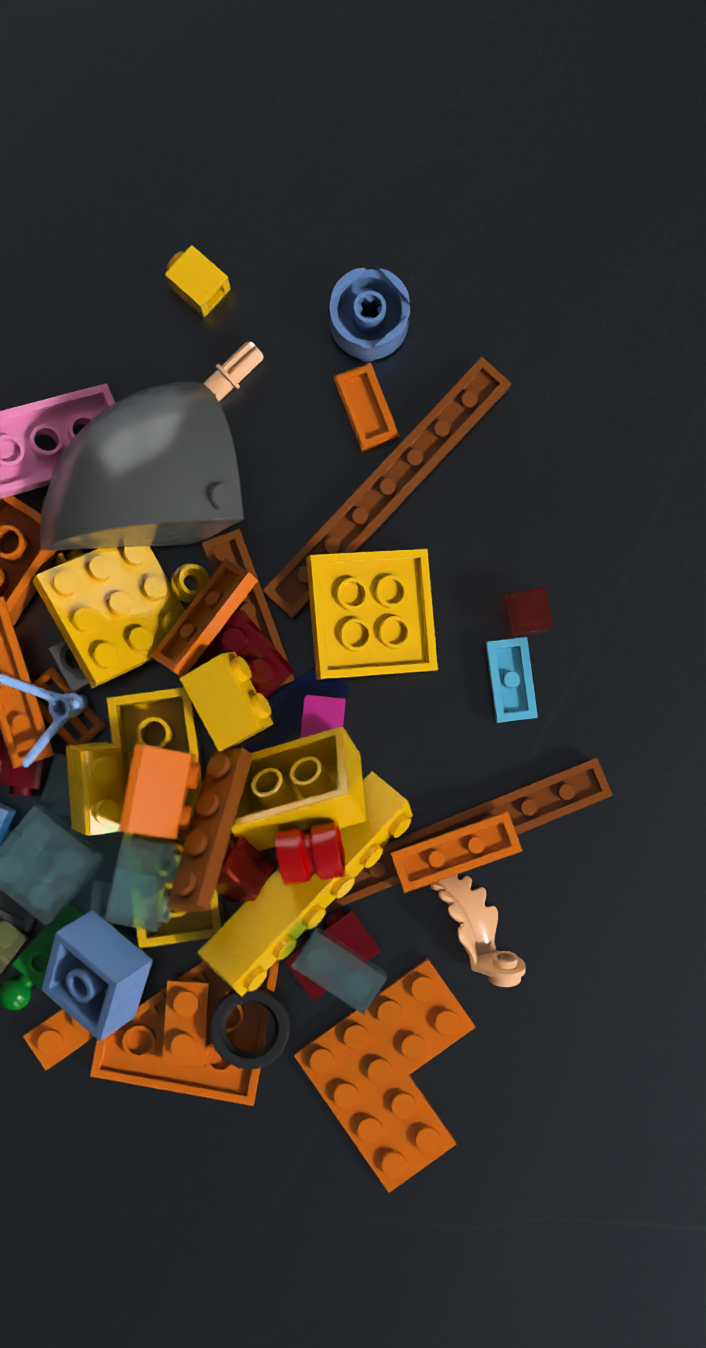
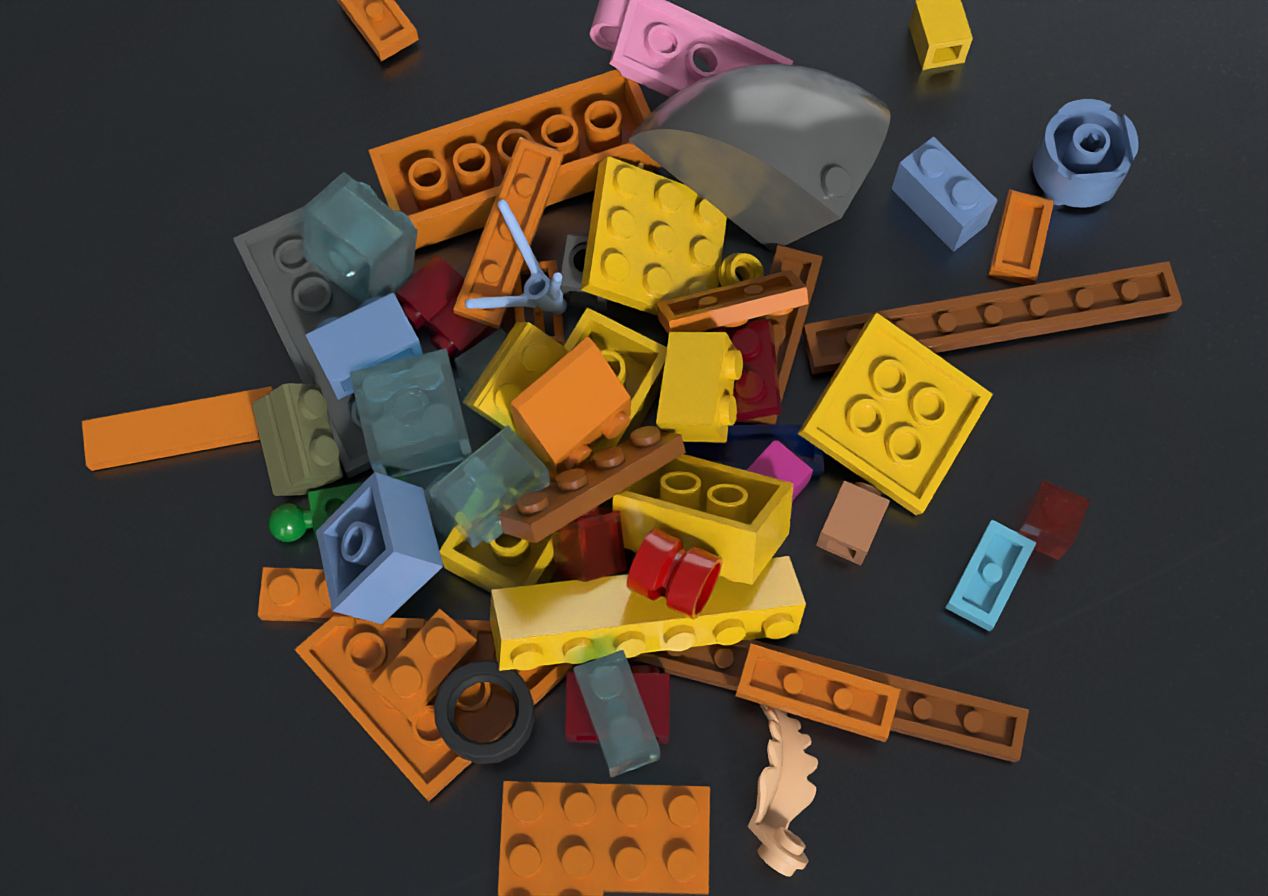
camera: 40 degrees right, 15 degrees down
(234, 370) = (920, 124): light nougat axle -> none
(290, 416) = (943, 193): none -> medium blue brick
(396, 709) = (853, 521): none -> nougat brick

